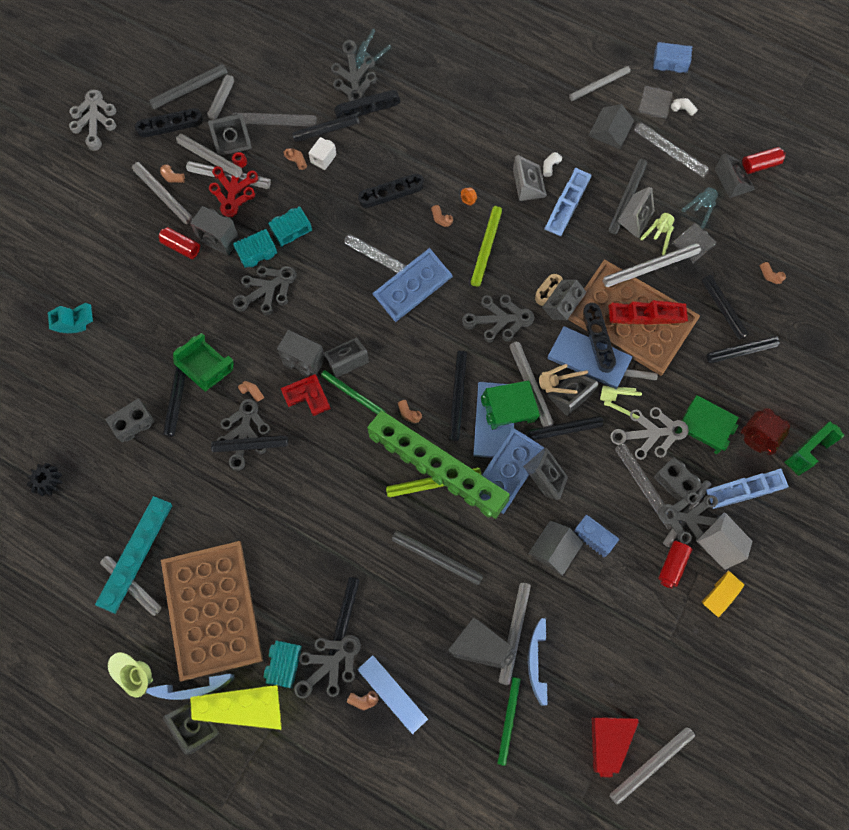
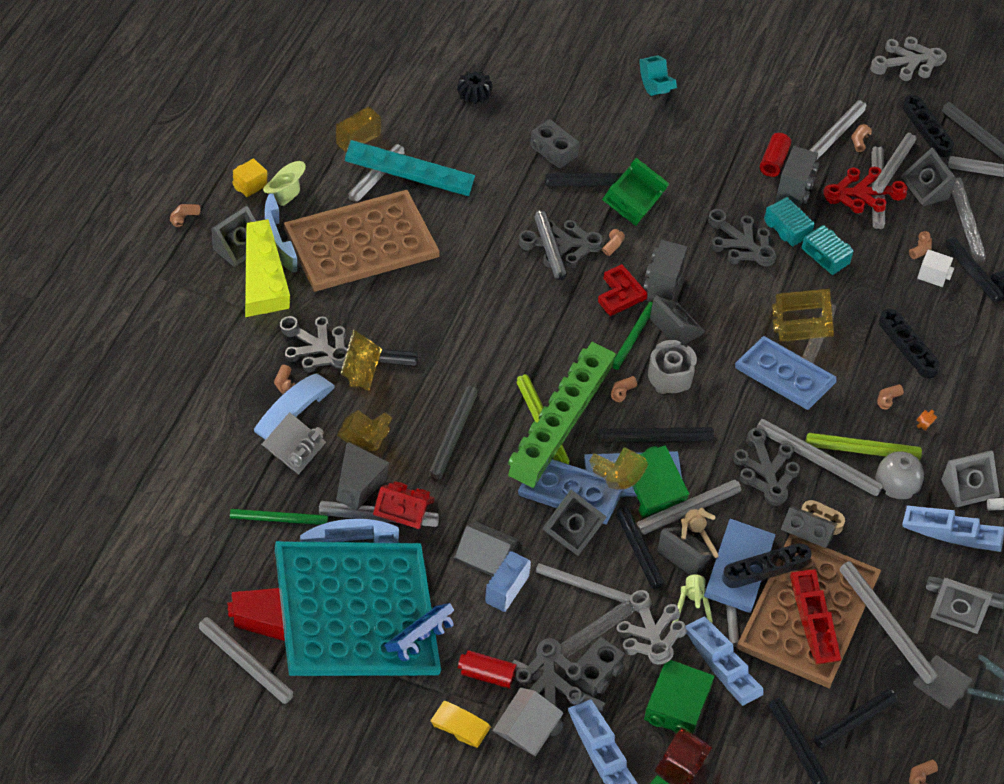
camera: 75 degrees right, 20 degrees down
(76, 596) = (359, 127): none -> clear yellow brick
(115, 709) = (249, 177): none -> yellow brick
(144, 780) = (178, 215): none -> nougat arm
(283, 664) = (310, 304): teal brick -> none
(362, 627) = (360, 361): none -> clear yellow hinge
(365, 240) = (805, 327): none -> clear yellow window
(398, 379) = (672, 367): none -> light grey brick
(432, 633) = (365, 432): none -> clear yellow brick
(436, 699) = (294, 443): none -> light grey hinge
(492, 280) = (821, 458): none -> light grey axle
(513, 609) = (402, 504): none -> red bracket
(514, 425) = (624, 472): none -> clear yellow brick
(517, 226) = (900, 475): none -> light grey cylinder
(595, 477) = (582, 583): none -> light grey bar
(619, 666) = (350, 602): none -> teal plate
(646, 614) = (420, 630): none -> plate
(663, 224) = (956, 638): yellowish green plant -> none
(673, 387) = (725, 664): none -> light blue slope

